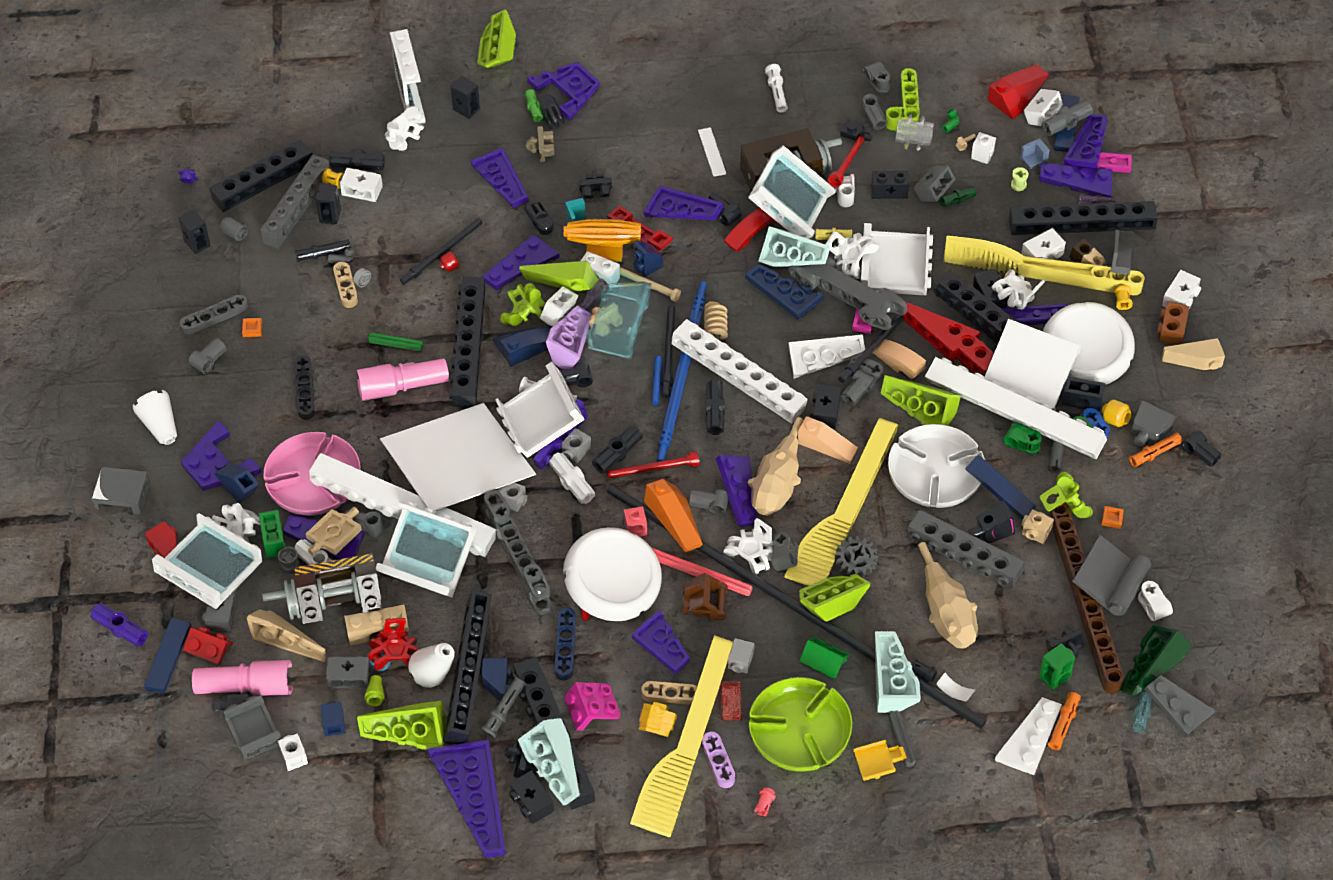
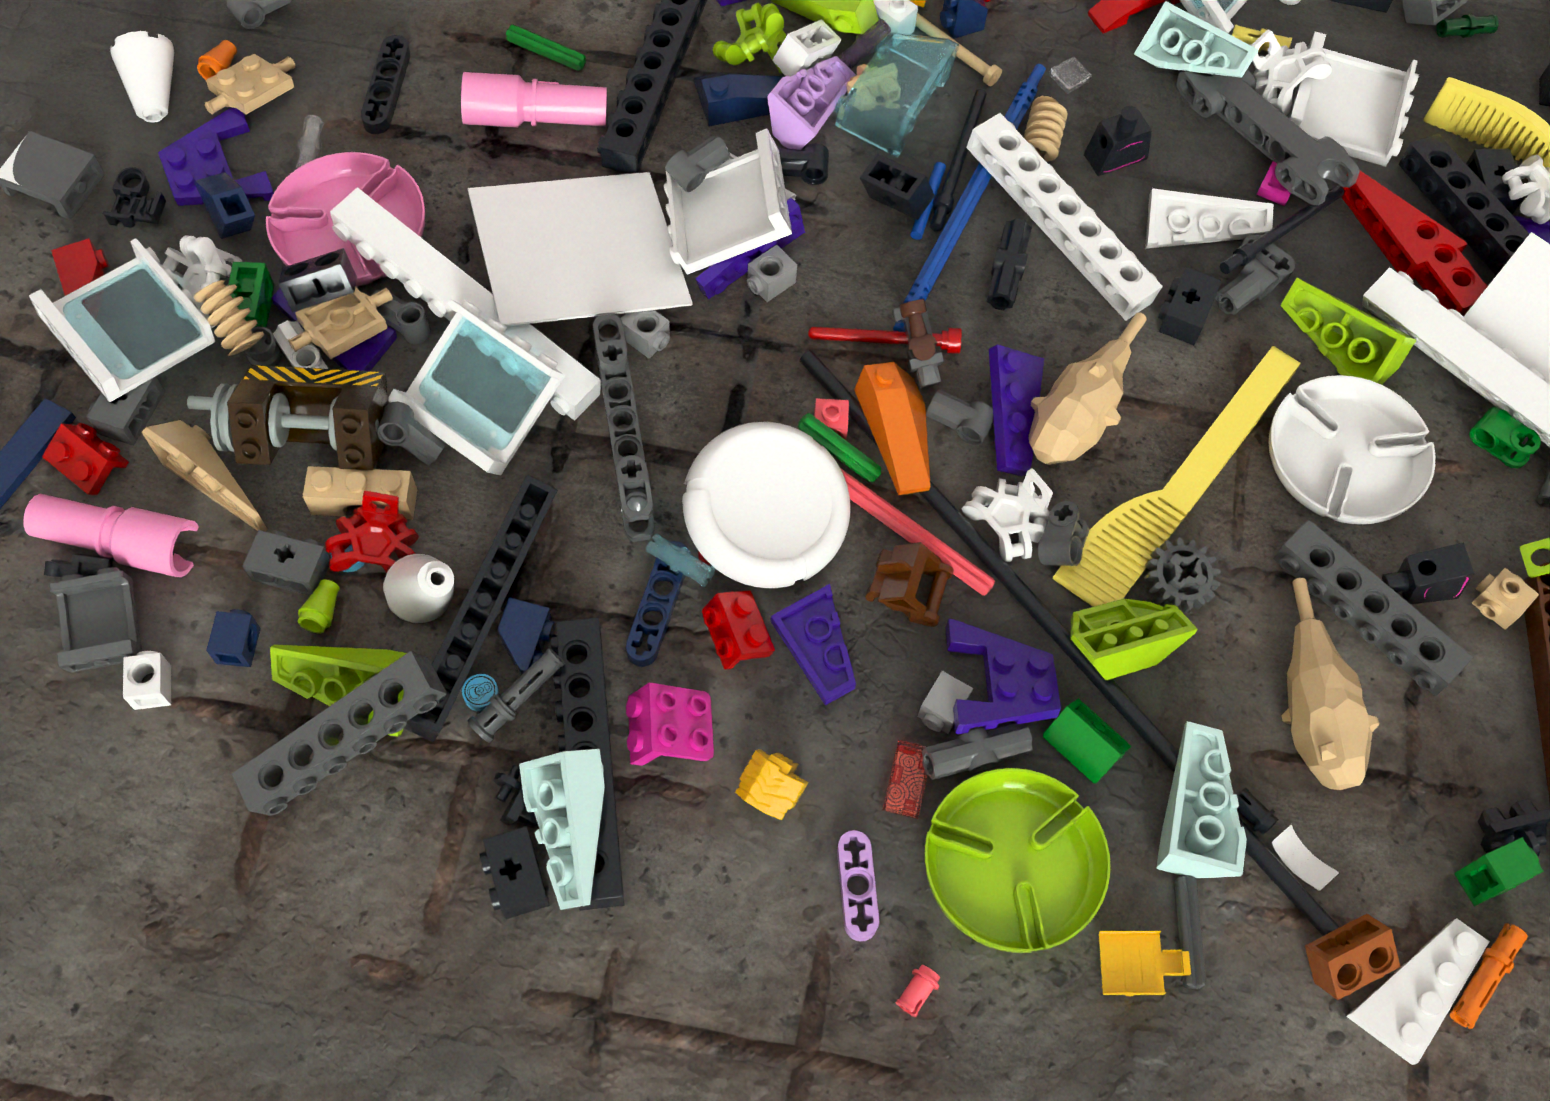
camera: 10 degrees right, 10 degrees up
(179, 495) = (138, 205): none -> black piece
(195, 399) = (216, 59): none -> orange cone
(222, 407) = (249, 84): none -> tan plate
(272, 435) = (309, 144): none -> clear pin
(272, 544) = (226, 314): none -> tan piece
(313, 511) = (318, 280): none -> black brick
(392, 584) = (401, 429): none -> dark grey piece
(404, 749) = (260, 777): none -> dark grey brick
(471, 783) = (422, 822): dark purple wing -> none
(480, 713) = (478, 691): none -> medium azure tile
(511, 394) = (692, 167): none -> dark grey piece
(572, 478) = (750, 325): white piece -> none
(572, 616) = (680, 560): none -> clear light blue pin
(614, 645) = (737, 628): none -> red bracket
(623, 443) = (822, 301): black piece -> none
(636, 377) = (897, 186): none -> black brick
(645, 534) = (840, 448): none -> green axle
(656, 686) = (781, 735): tan beam -> none
(668, 780) = (757, 907): light yellow piece -> none
(675, 464) = (921, 342): none -> hips
(723, 283) = (1070, 75): none -> clear tile
(762, 319) = (1119, 142): none -> black torso
(765, 675) = (976, 750): none -> dark grey piece
(777, 634) = (1018, 680): none -> dark purple wing
(783, 291) = (1169, 117): dark blue wing -> none
(824, 439) = (1175, 361): light nougat slope -> none
(900, 358) = (1327, 256): light nougat slope -> none
(987, 724) = (1352, 956): none -> dark orange brick
(1000, 487) = (1453, 512): dark blue tile -> none

